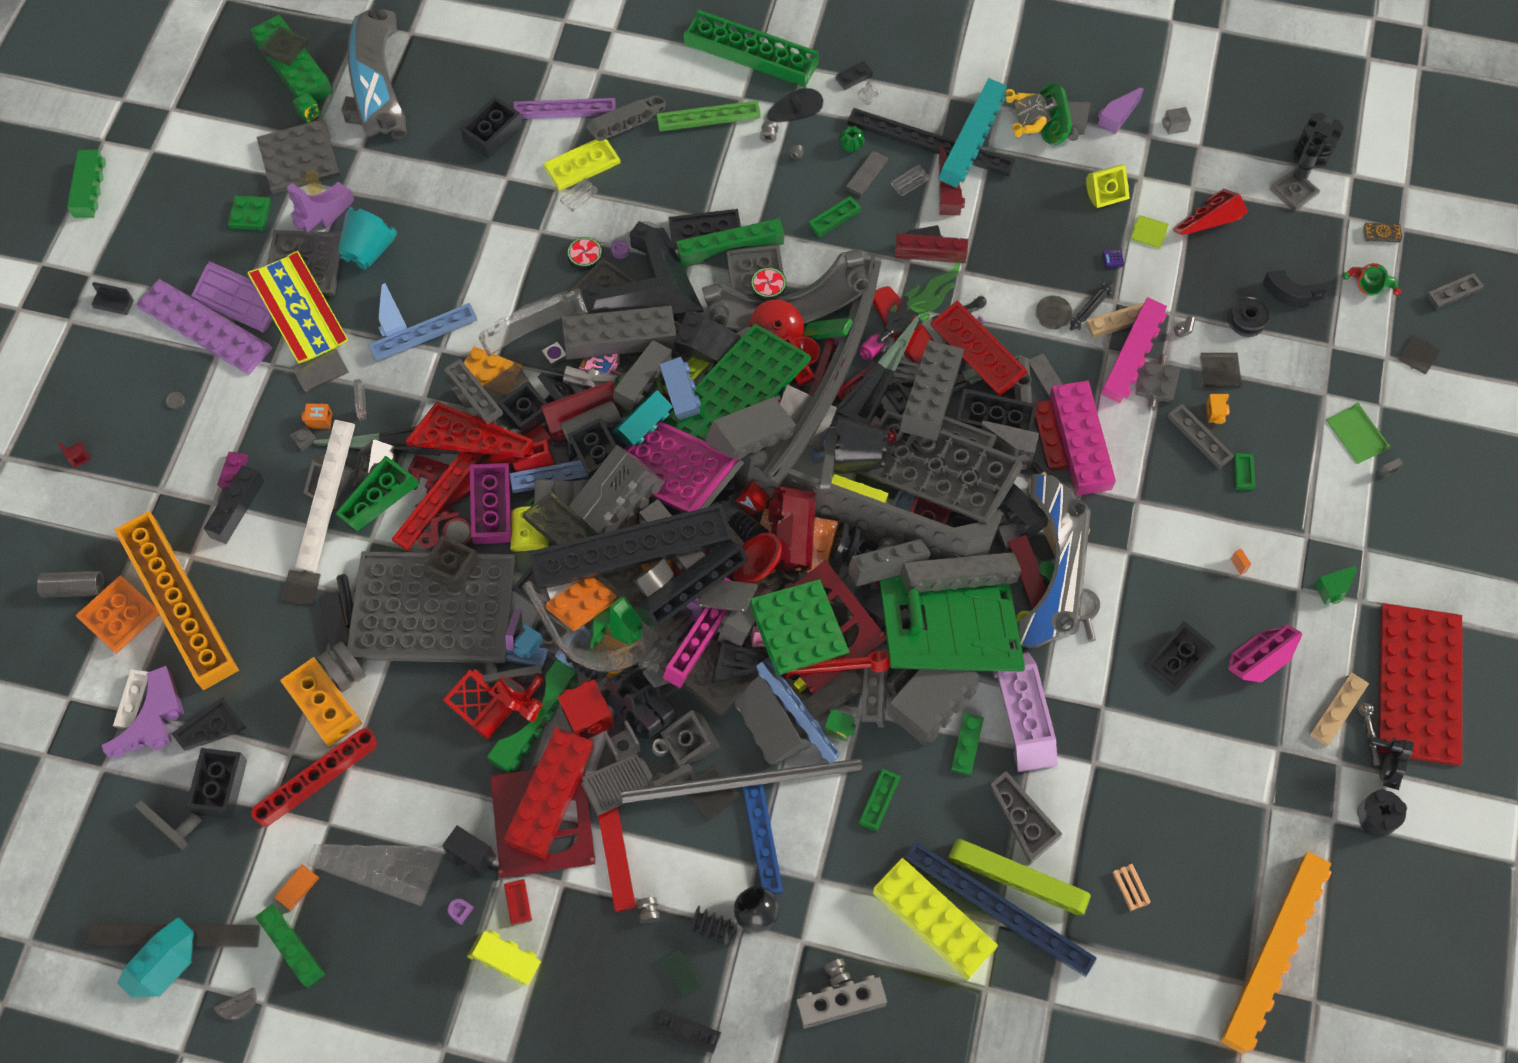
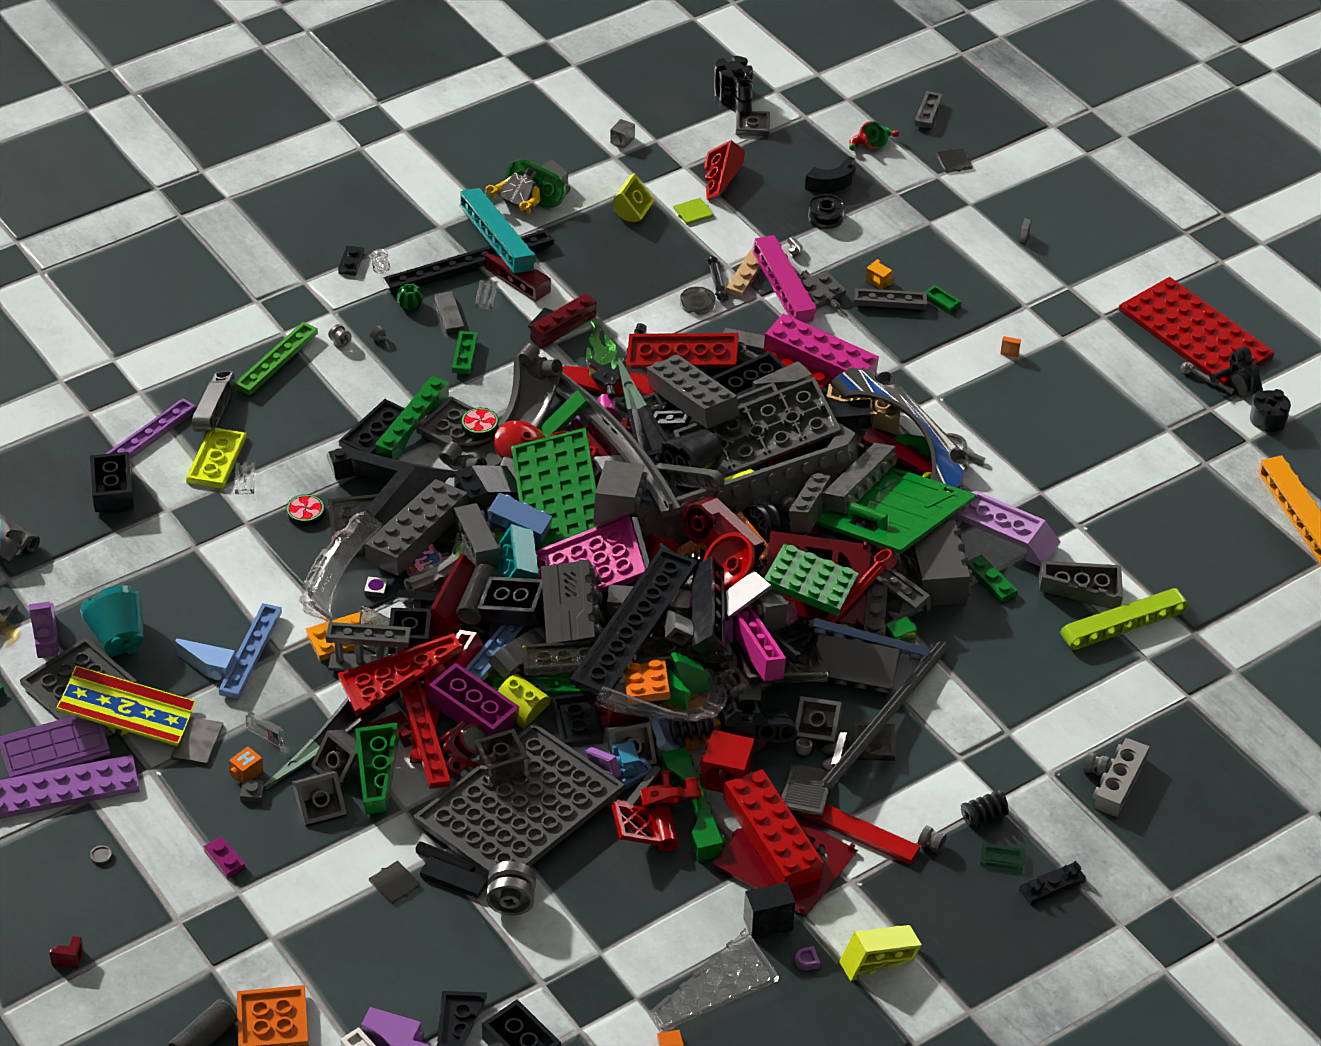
camera: 50 degrees left, 20 degrees down
(176, 600) = (311, 962): light orange brick -> none
(233, 504) = (263, 872): black brick -> none
(304, 778) = (587, 976): red beam -> none
(323, 690) = (525, 925): light orange brick -> none
(325, 496) = (339, 798): white plate -> none
(518, 902) = (839, 917): red tile -> none
(620, 249) = (329, 488): medium lavender tile -> none
(627, 735) = (777, 758): flat silver piece -> none
(751, 50) = (247, 297): green tile -> none
(756, 909) = (1001, 770): black wheel -> none
(762, 838) = (944, 739): blue tile -> none
(796, 105) = (333, 308): black shield -> none
(879, 800) = (983, 654): green tile -> none
(935, 919) = (1110, 683): neon yellow brick -> none
(1000, 909) = (1136, 645): dark blue plate -> none
(1113, 258) = (692, 242): dark purple tile -> none
(1118, 111) = (576, 156): medium lavender slope -> none
(1124, 870) = (1192, 569): light nougat tile -> none
(1181, 656) = (1049, 422): black slope -> none
(1220, 370) = (849, 255): clear smoke tile -> none
(1265, 653) = (1093, 380): dark pink wedge -> none
(1335, 585) = (1081, 316): green slope -> none
(1339, 709) = (1172, 380): tan plate -> none
(1358, 433) = (978, 228): bright green piece -> none
(1382, 232) = (840, 109): tile -> none

